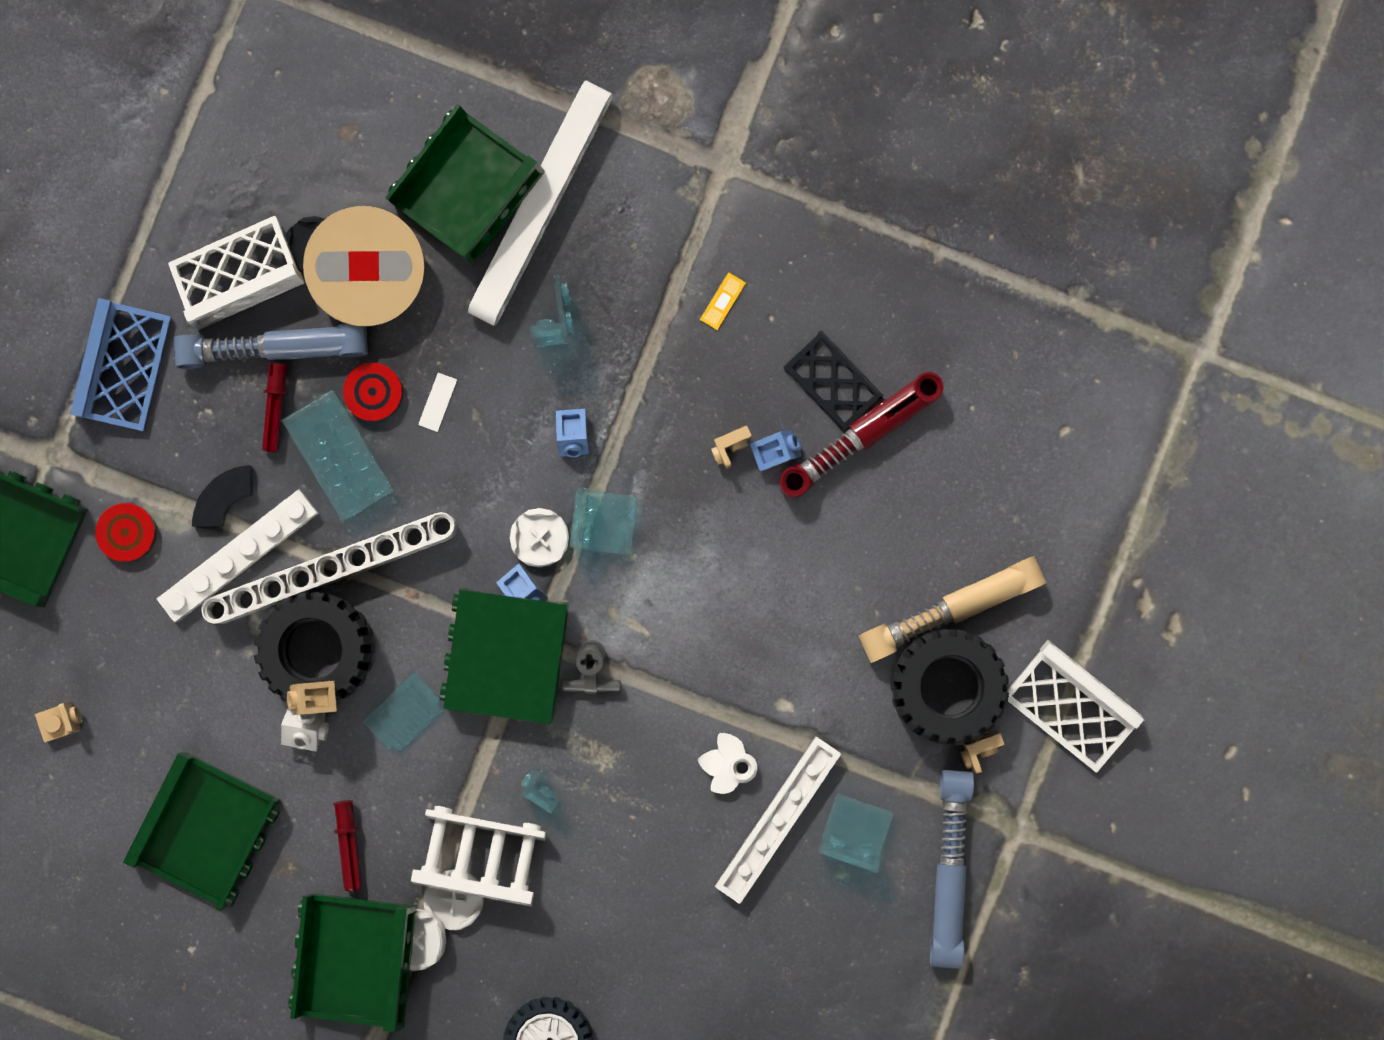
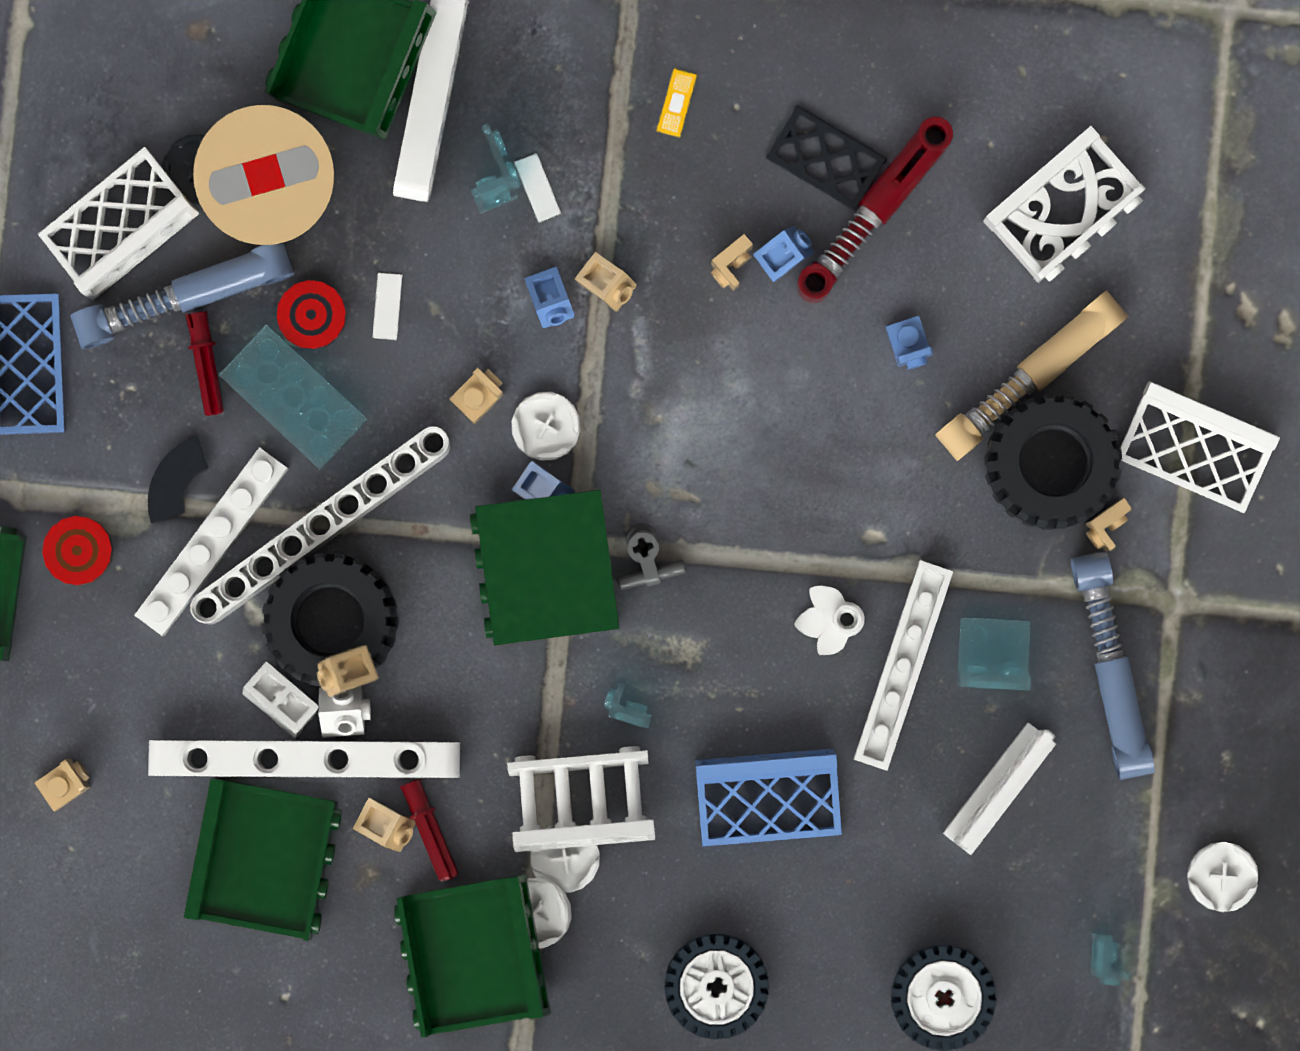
camera: 15 degrees left, 0 degrees up
(255, 702) = (280, 699): none -> white hinge
(261, 757) = (304, 759): none -> white beam
(311, 831) = (384, 825): none -> tan bracket
(404, 713) = (450, 665): clear light blue window -> none
(490, 496) = (478, 394): none -> tan bracket
(588, 339) = (537, 187): none -> white sticker
(603, 522) = (613, 388): clear light blue bracket -> none
(622, 432) = (606, 281): none -> tan bracket
(641, 872) = (766, 767): none -> medium blue fence
(828, 945) = (999, 787): none -> white fence
(858, 553) = (909, 343): none -> medium blue bracket
(1040, 441) = (1072, 158): none -> white fence

